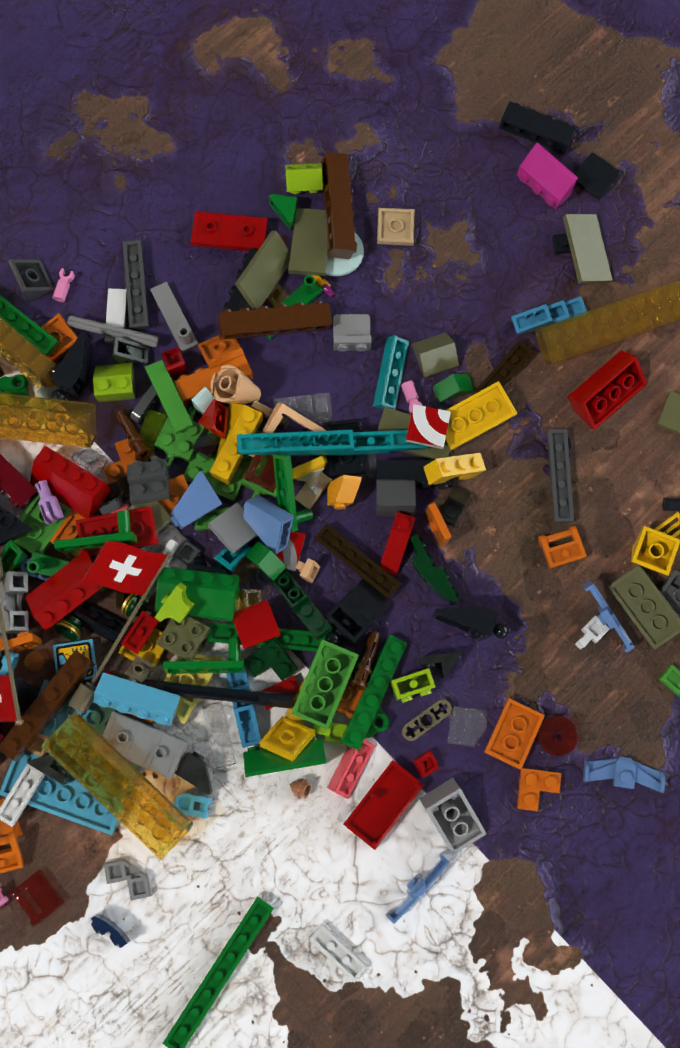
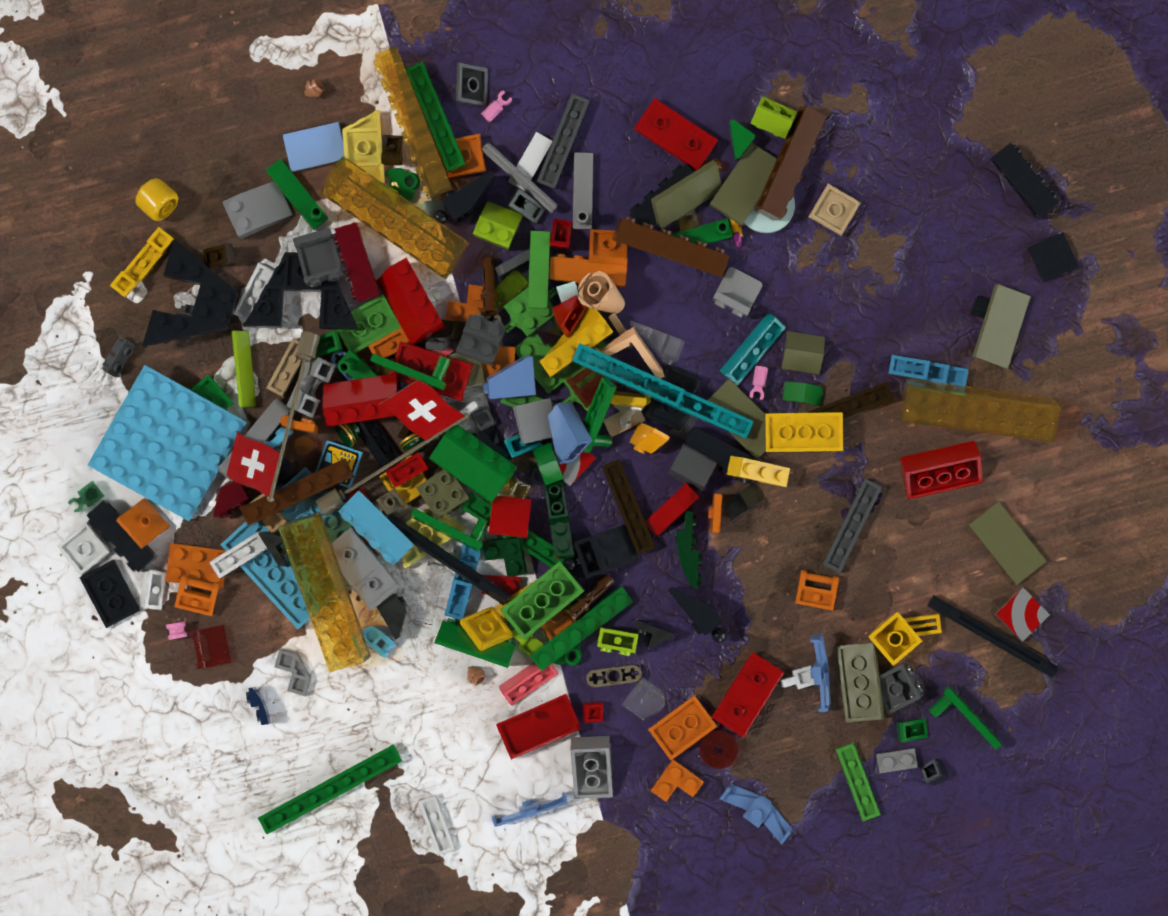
camera: 30 degrees right, 10 degrees up
(48, 503) = (383, 313): lavender arm -> none
(175, 605) = (449, 465): lime brick -> none
(308, 570) = (581, 492): light nougat tile -> none
(428, 426) = (755, 420): tile -> none
(547, 176) = (1001, 237): dark pink slope -> none
(555, 671) = (747, 694): none -> red container

